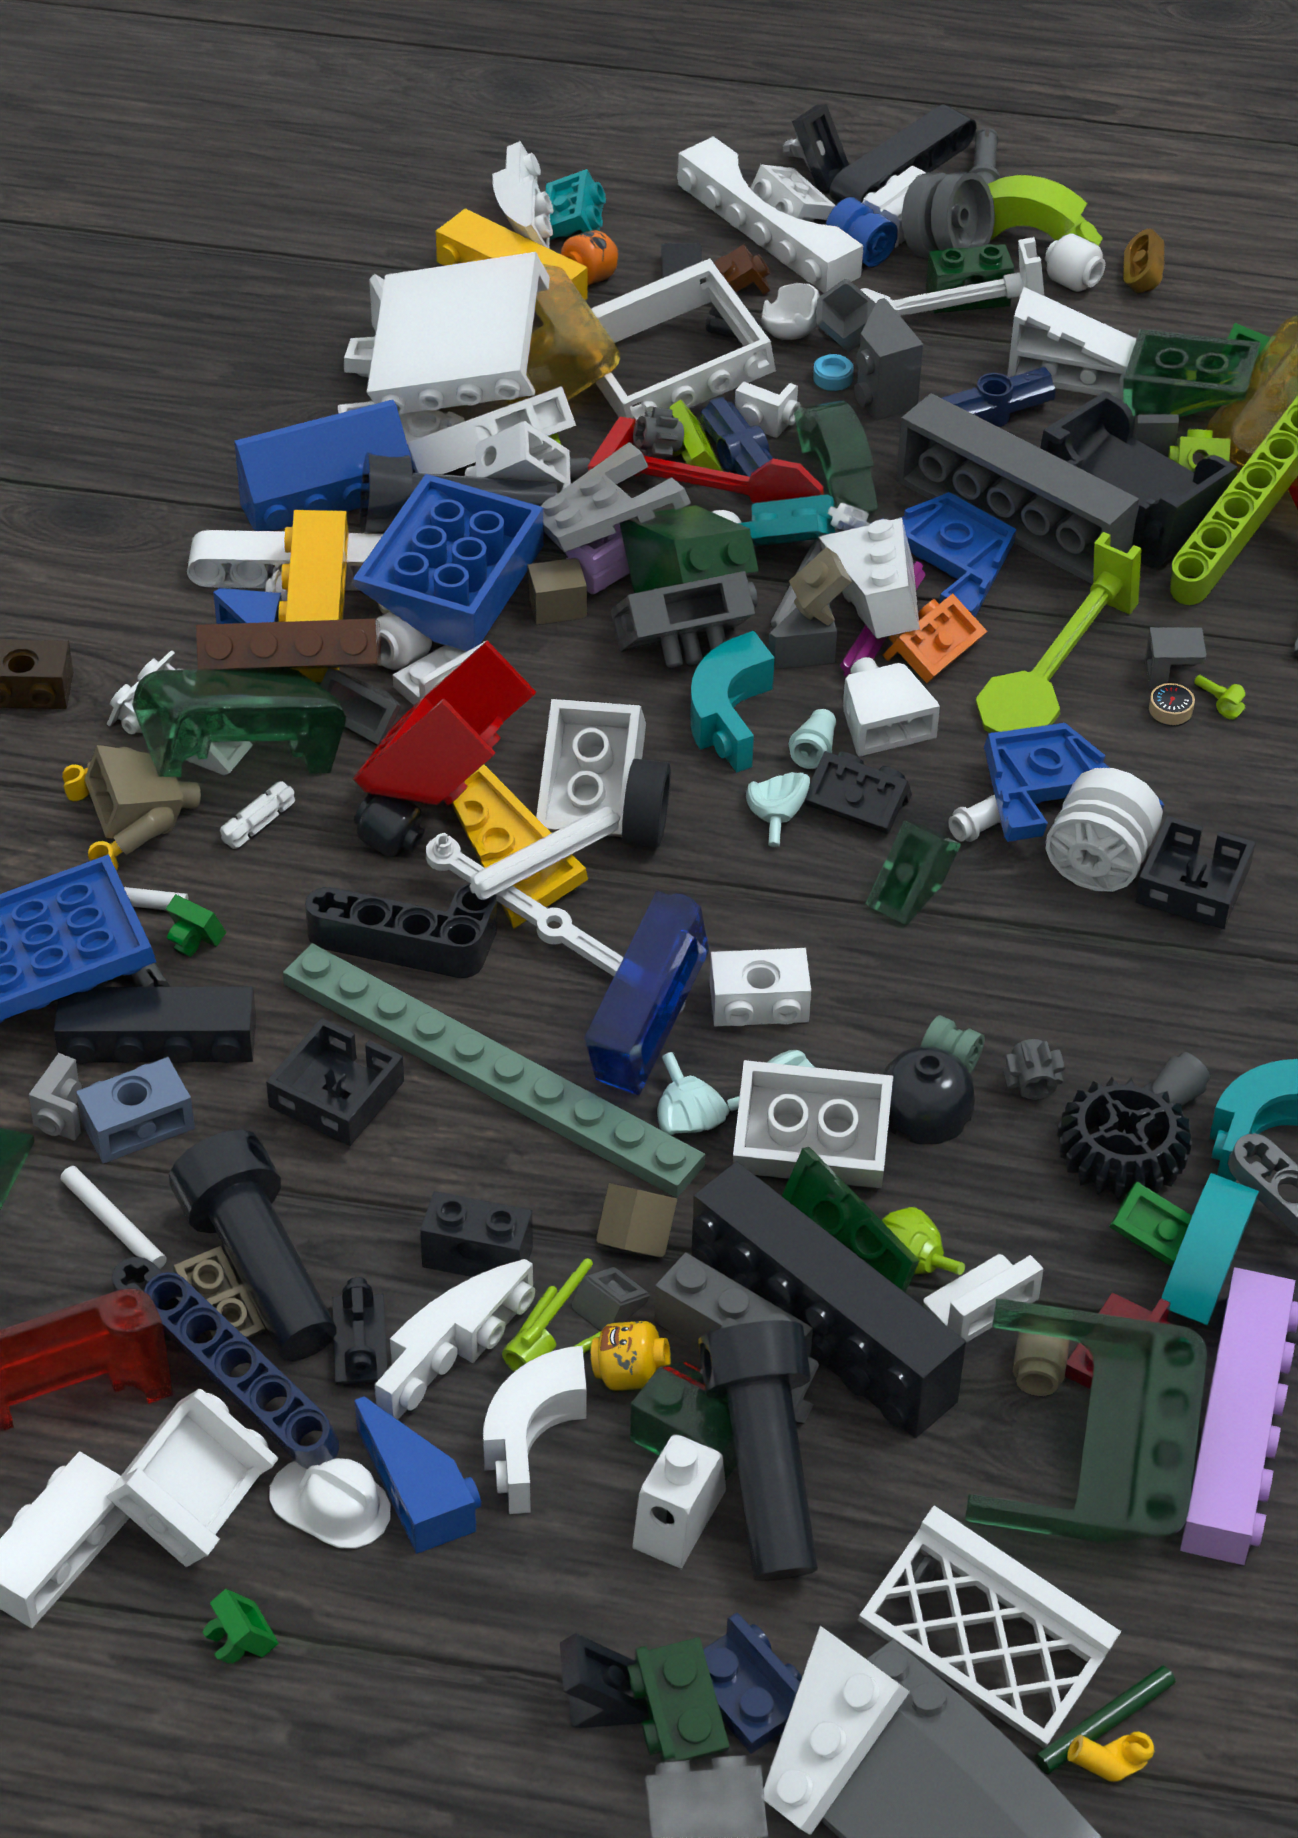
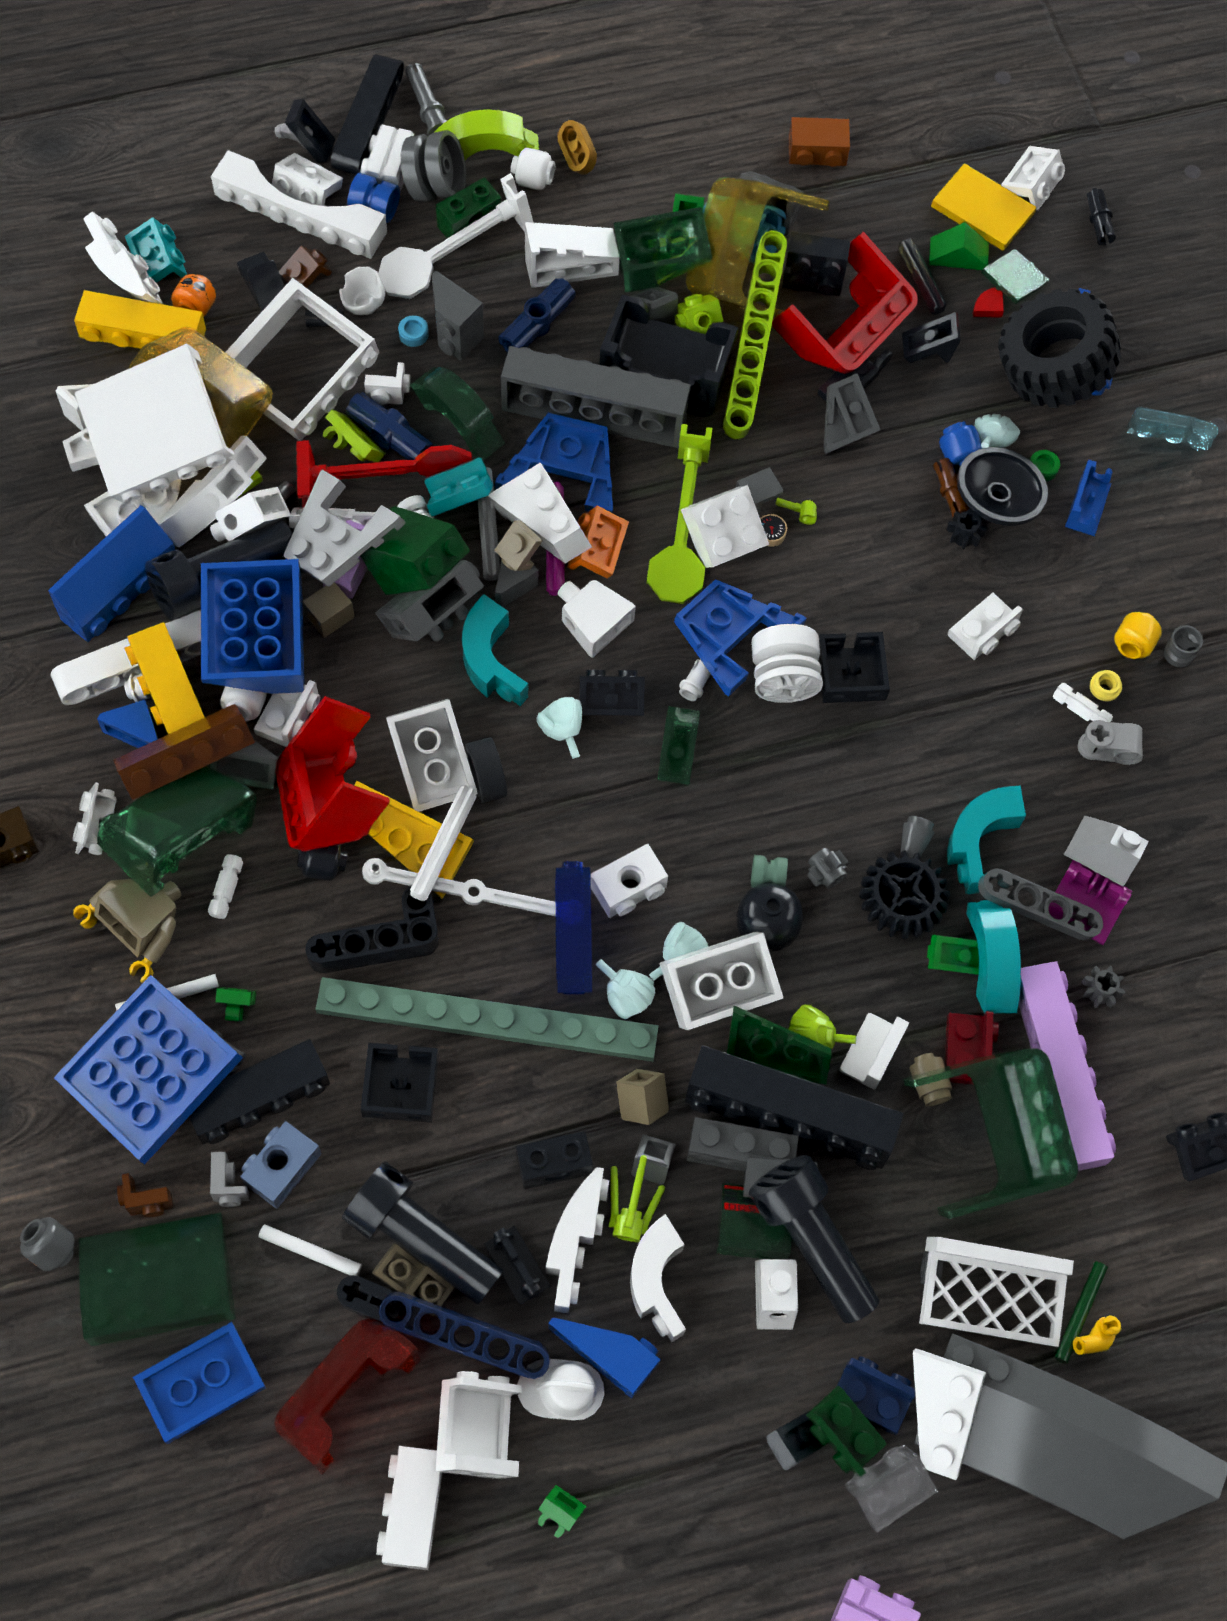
camera: 30 degrees left, 20 degrees up
(628, 1354) = (692, 1200): yellow head -> none
(658, 433) = (331, 445): dark grey gear -> none
(813, 739) = (561, 662): light aqua cone -> none
(844, 313) = (407, 284): dark grey panel -> none
(848, 517) = (496, 466): white axle -> none
(1106, 666) = (725, 526): none -> white brick

